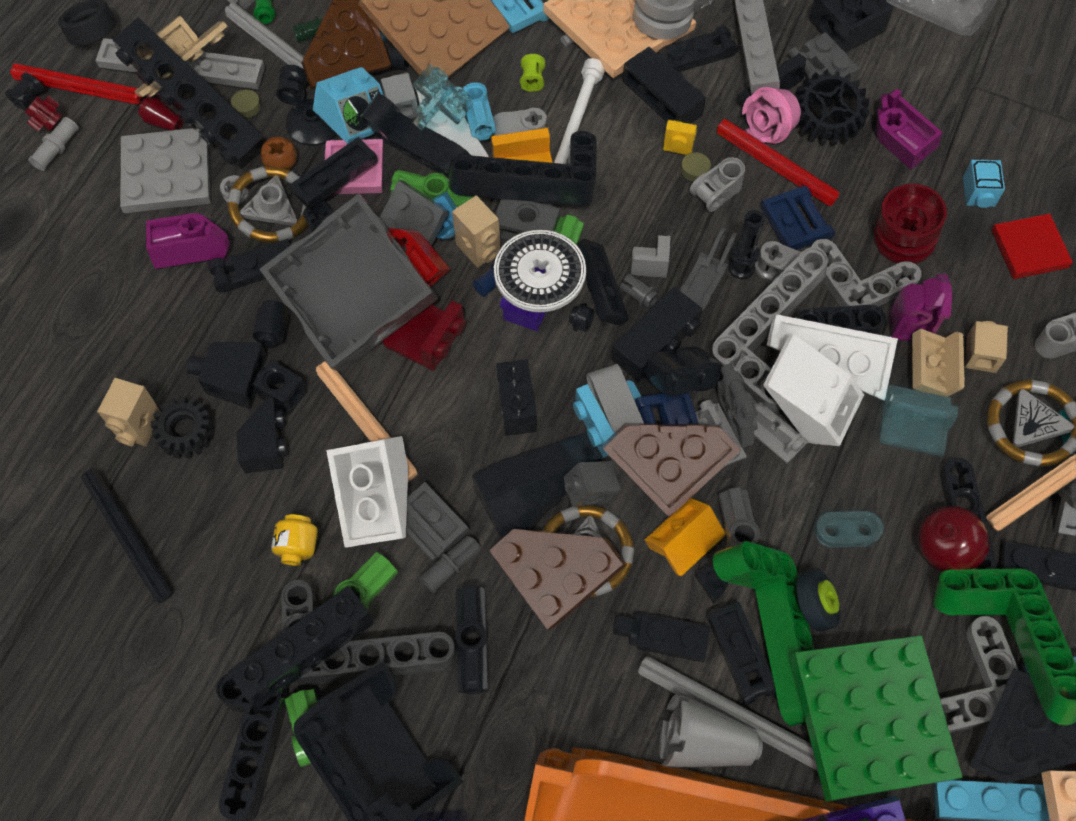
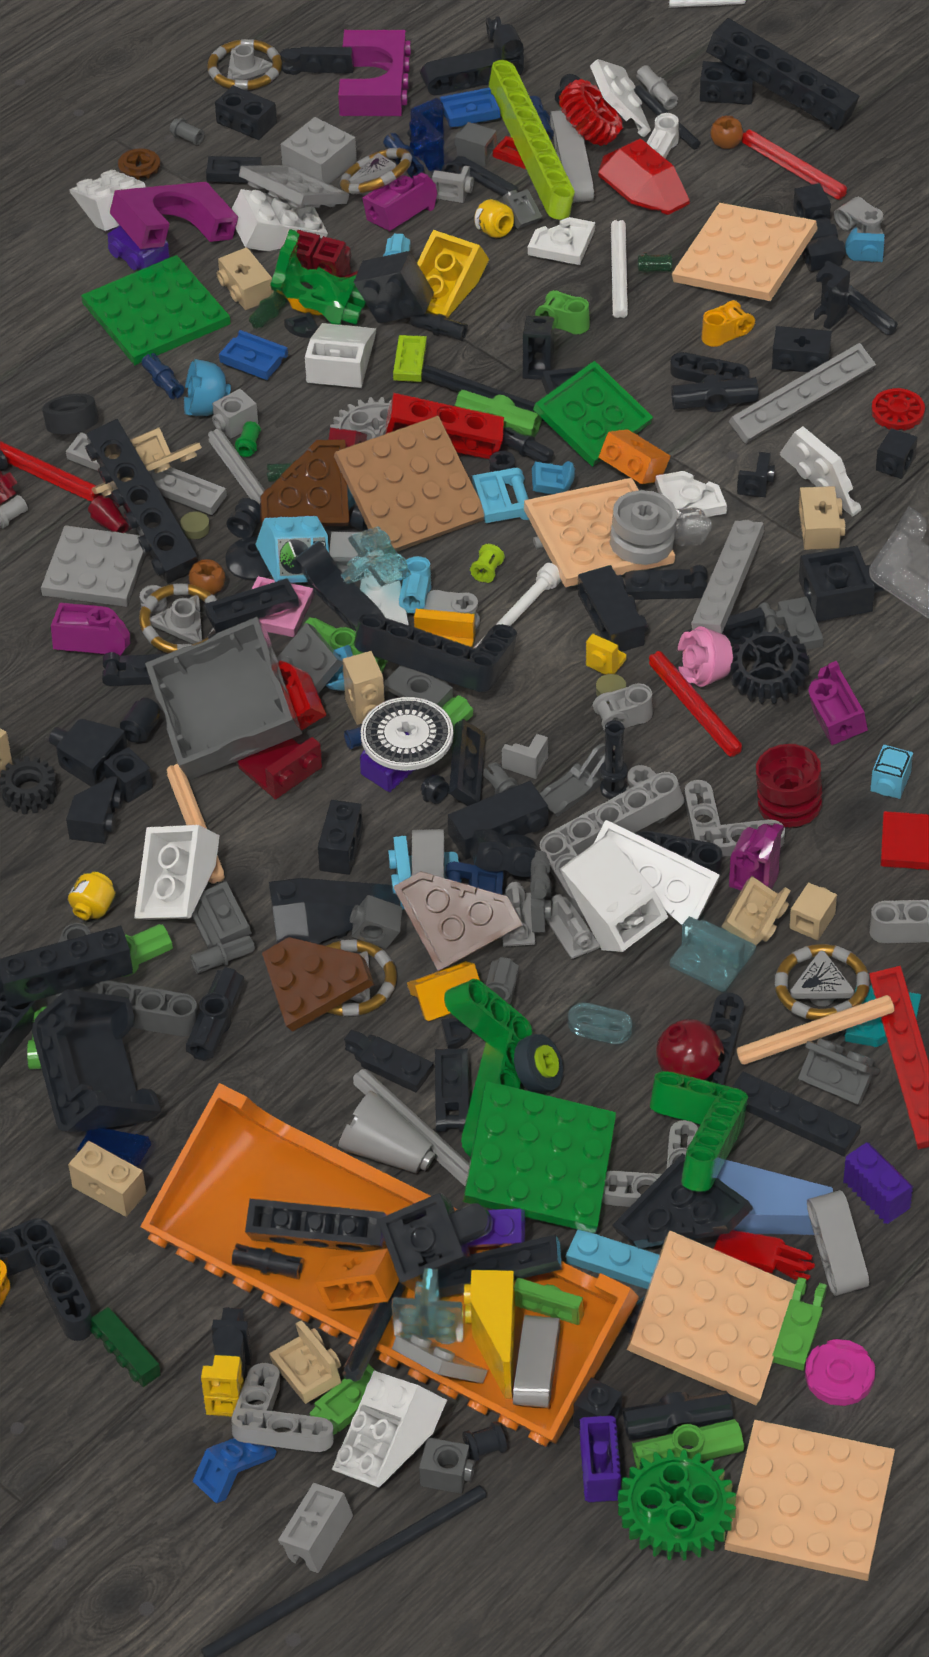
camera: 20 degrees right, 15 degrees down
(789, 221) = (677, 755): dark blue plate -> none

